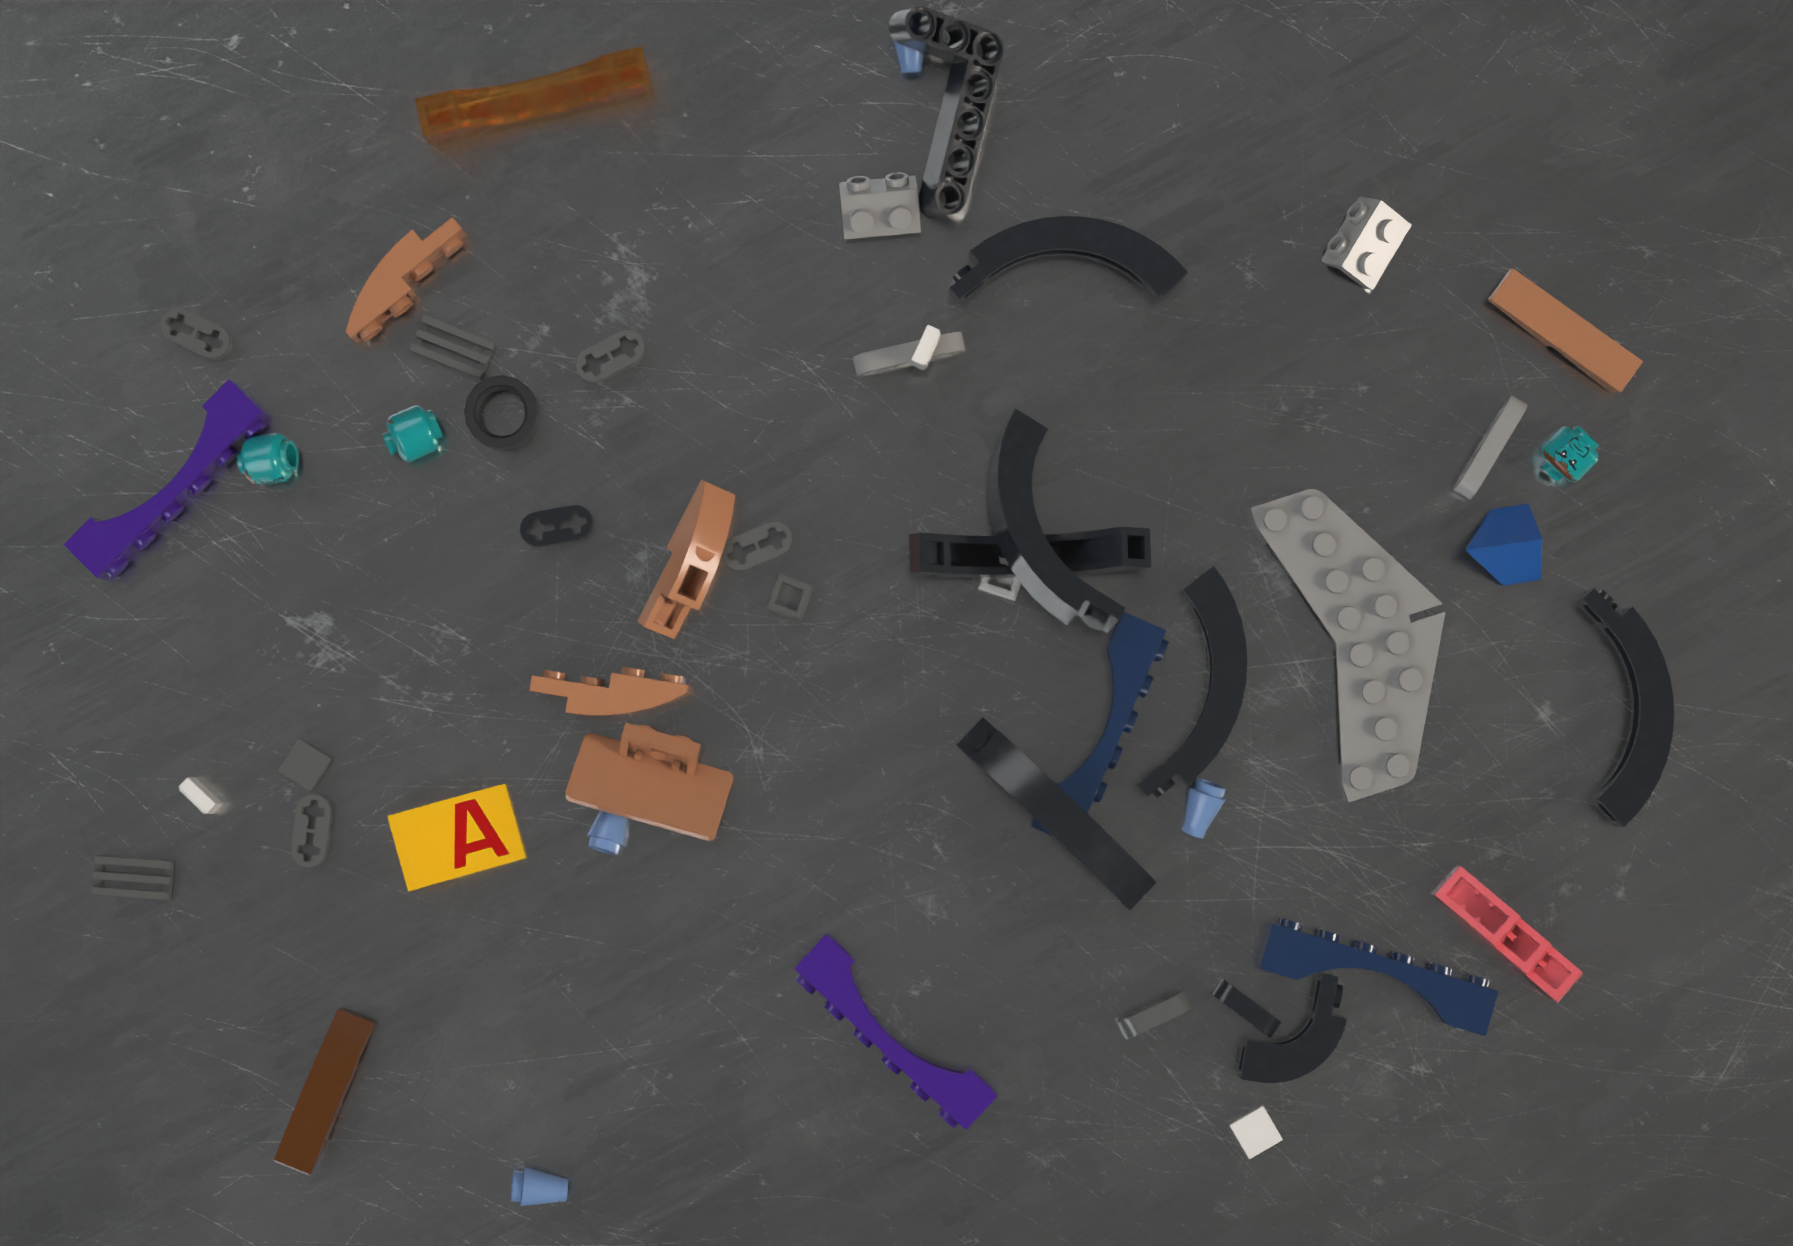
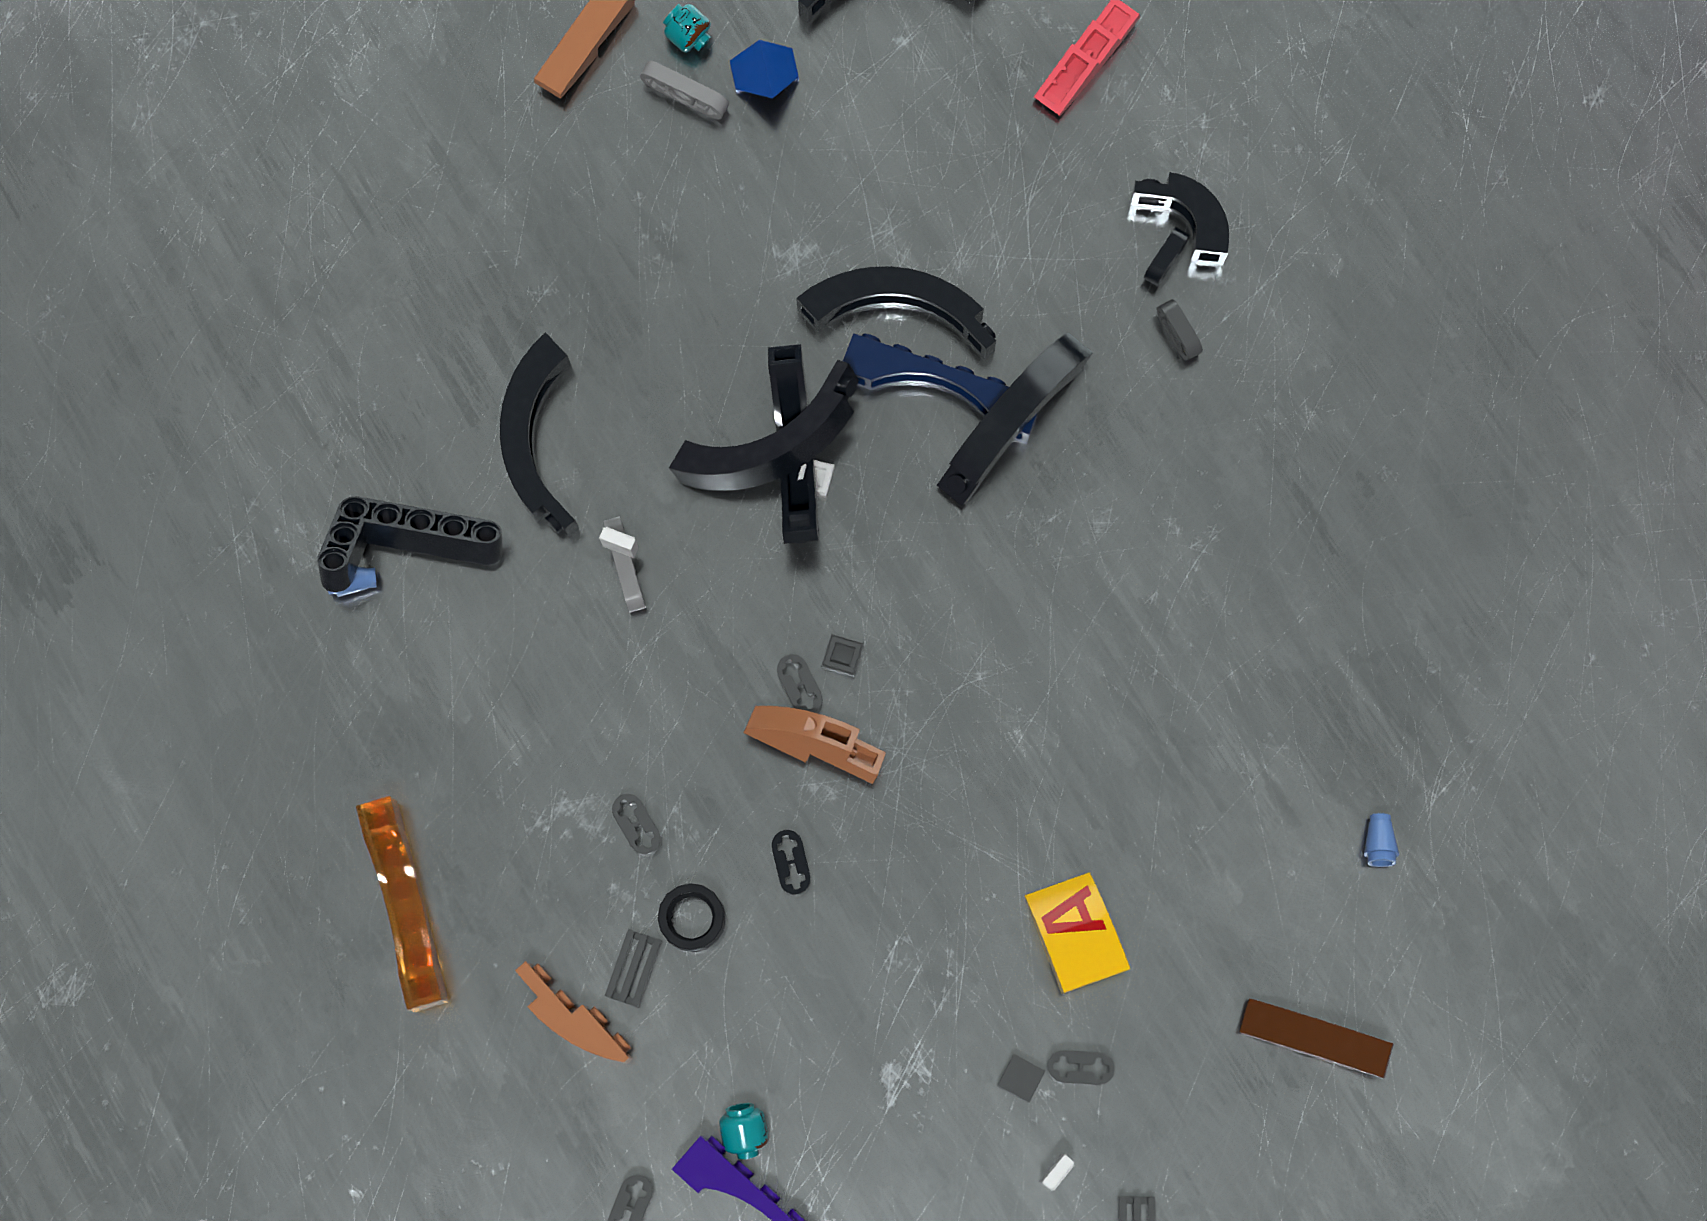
camera: 90 degrees left, 10 degrees down
(412, 433) = (714, 997): teal head -> none
(607, 833) = (1057, 798): medium blue cone -> none
(626, 692) = (937, 791): nougat slope -> none
(650, 781) = (1013, 762): nougat bracket -> none
(880, 206) = (494, 597): light grey bracket -> none
(958, 1093) = (1167, 598): dark purple arch -> none
(1203, 804) = (999, 300): medium blue cone -> none
(1255, 1131) = (1269, 245): white tile -> none
(1366, 241) = (513, 196): bracket -> none
(1380, 654) = (859, 168): light grey wing -> none
(1455, 1001) = (1119, 214): dark blue arch -> none

